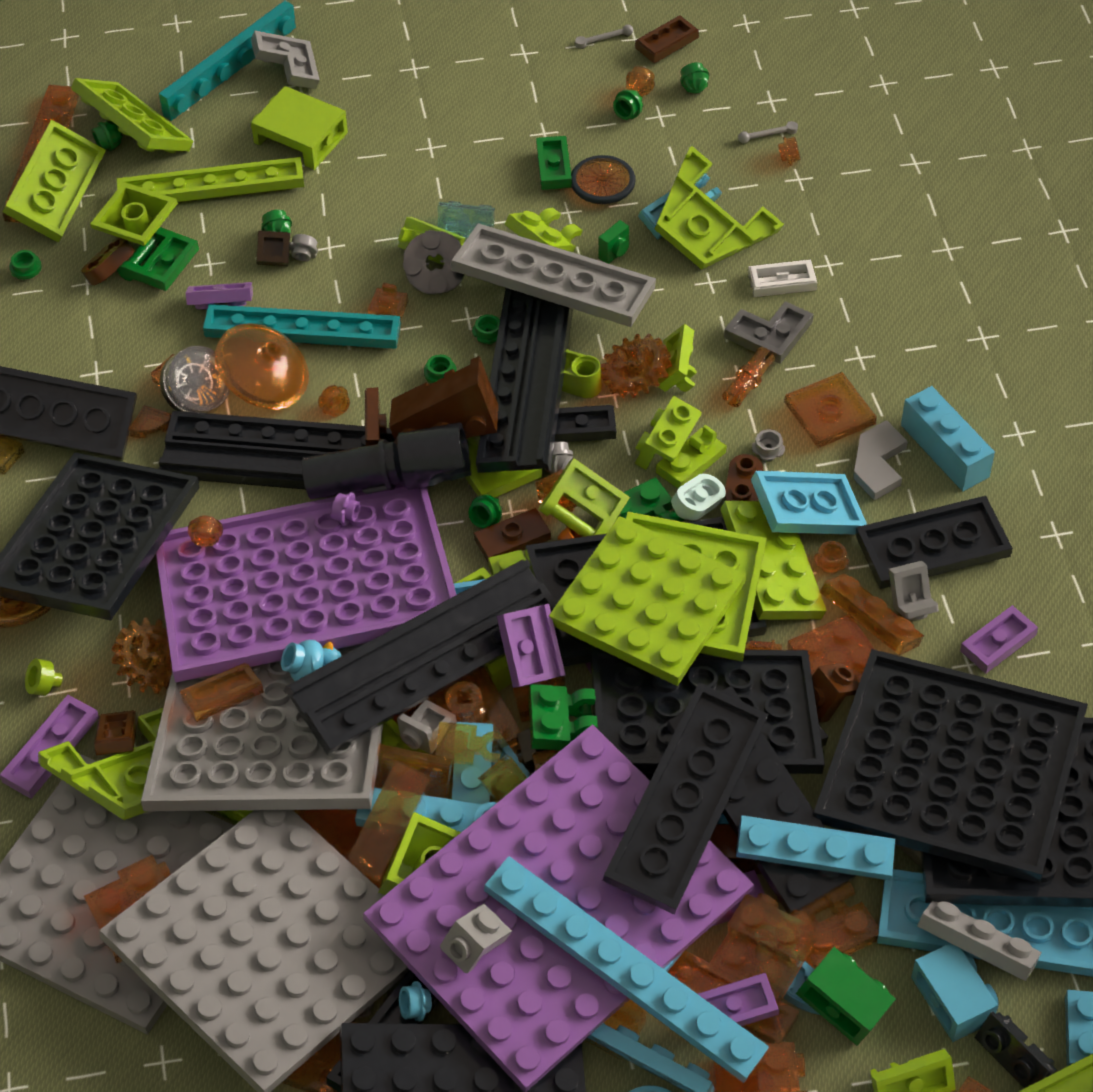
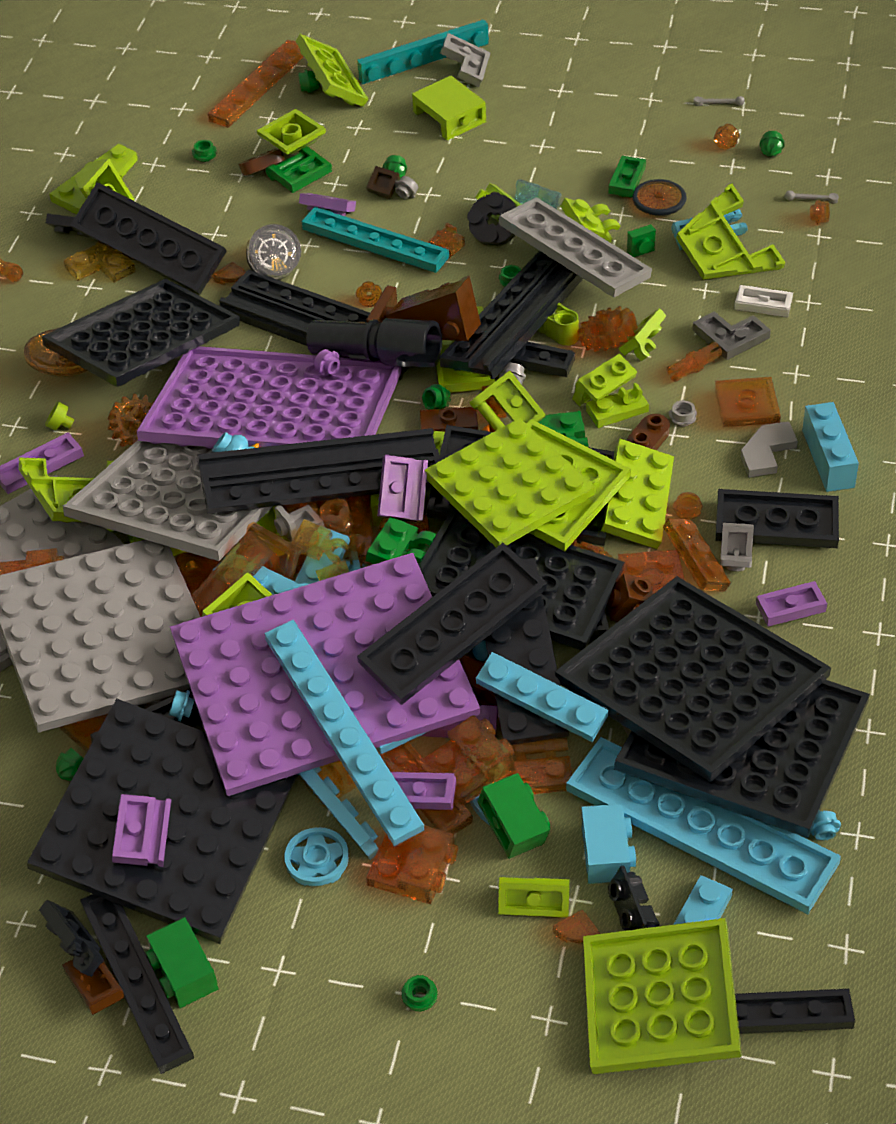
camera: 25 degrees right, 5 degrees down
(54, 181) = (252, 100): lime plate -> none
(116, 732) = (84, 465): reddish brown plate -> none
(205, 530) = (219, 350): clear orange plate -> none
(221, 691) = (164, 455): clear orange tile -> none
(223, 180) = (375, 130): lime plate -> none
(261, 366) = (327, 256): clear orange dish -> none
(474, 937) = (238, 665): light grey bracket -> none
(628, 104) = (708, 150): green plate -> none
(667, 39) = (766, 112): reddish brown plate -> none
(698, 497) = (602, 431): light aqua plate -> none
(808, 502) = (686, 459): medium azure plate -> none
(980, 939) = (642, 809): light grey plate -> none

